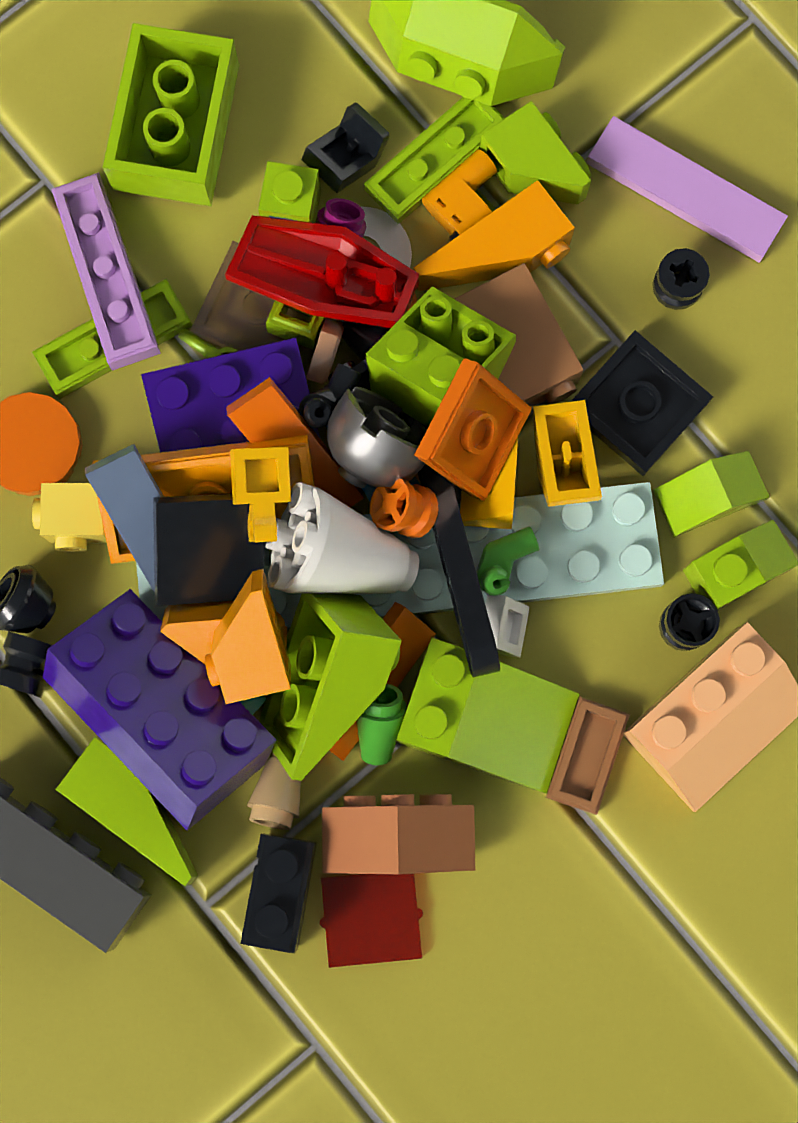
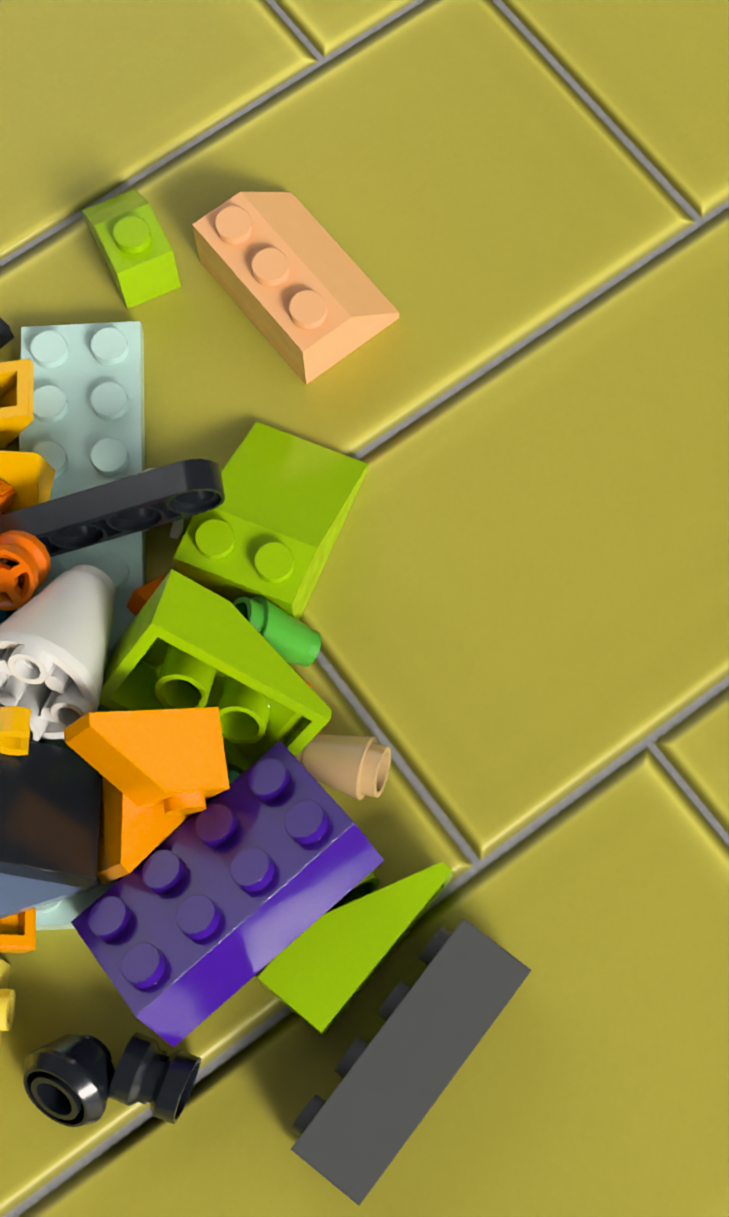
camera: 85 degrees left, 10 degrees down
(278, 893) = (465, 762): black brick -> none
(370, 919) = (500, 668): clear red piece -> none
(398, 835) = (408, 607): nougat brick -> none
(499, 557) = (77, 466): bright green arm -> none
(587, 755) = (329, 416): medium nougat tile -> none
(697, 616) = (186, 296): black wheel -> none
(710, 492) = (43, 271): lime slope -> none

